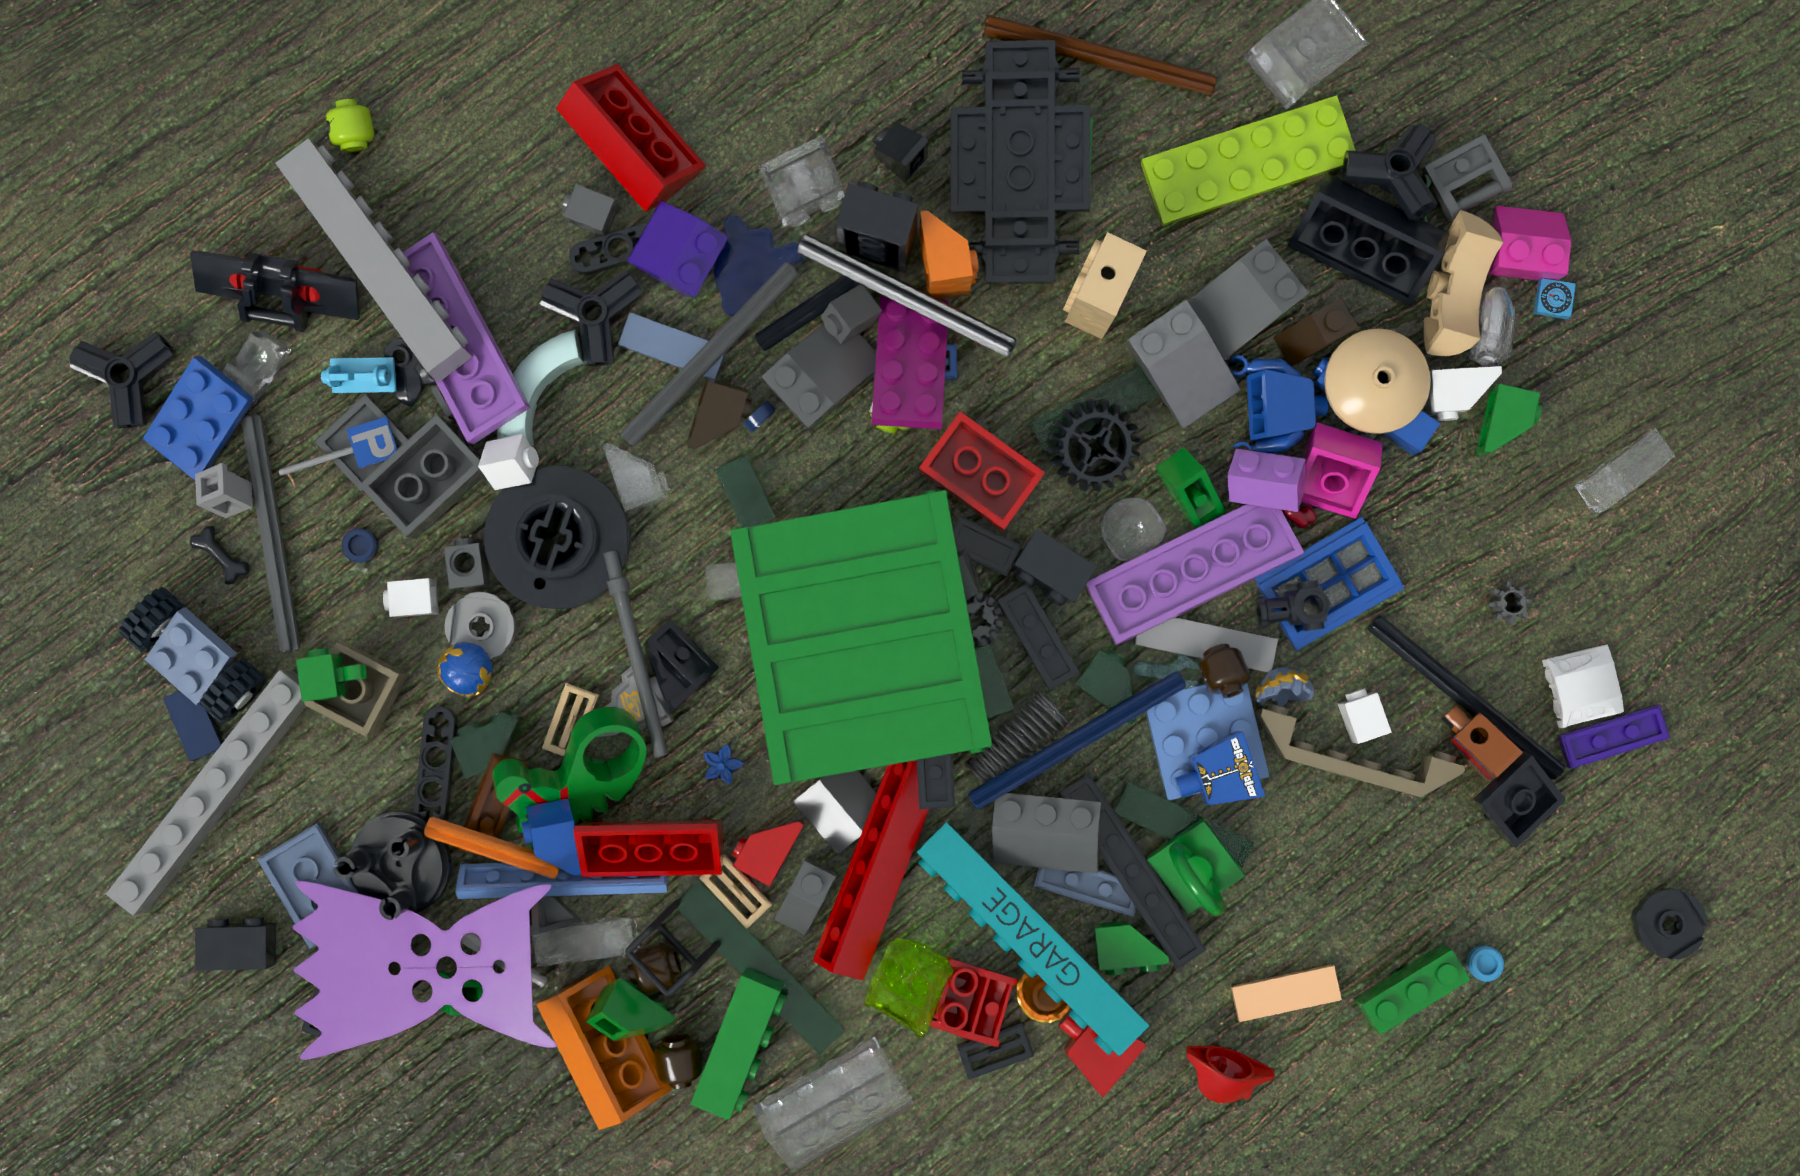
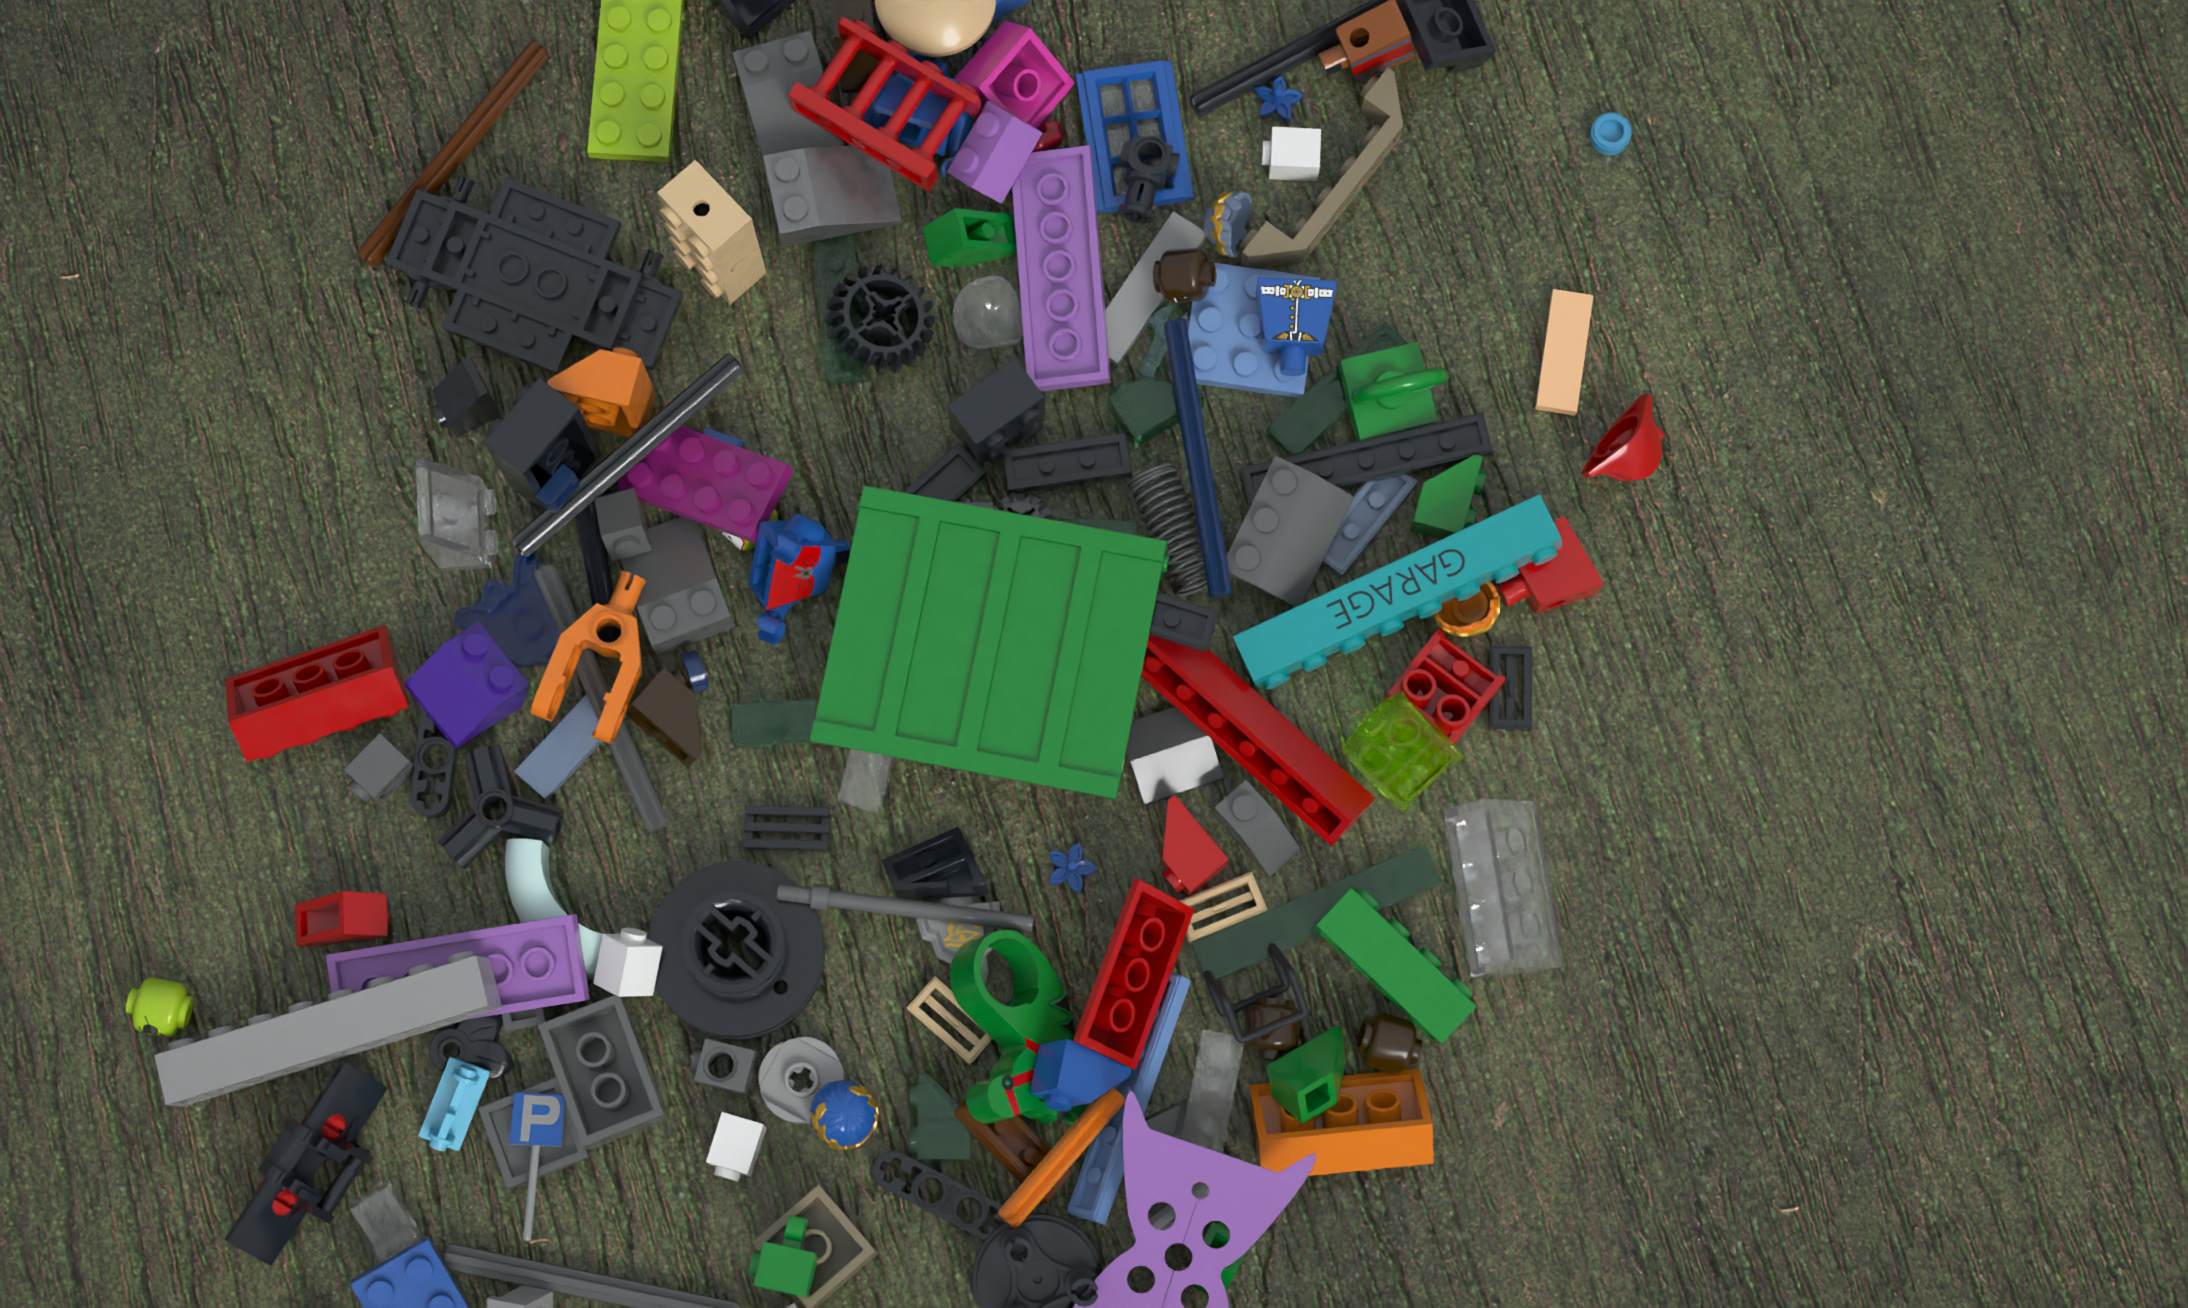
camera: 70 degrees left, 10 degrees down
(360, 545) = (649, 1187): dark blue tile -> none
(466, 232) = (341, 919): none -> red slope
(636, 479) = (705, 835): clear slope -> none
(658, 509) = (751, 826): none -> black tile
(750, 323) = (584, 635): none -> orange piece
(852, 253) = (558, 489): none -> dark blue tile
(867, 456) = (790, 564): none -> blue torso
(981, 471) = (859, 445): red brick -> none
(1236, 390) = (883, 142): none -> red fence
(1406, 685) = (1278, 99): none -> blue plant
(1411, 989) = (1608, 217): green brick -> none

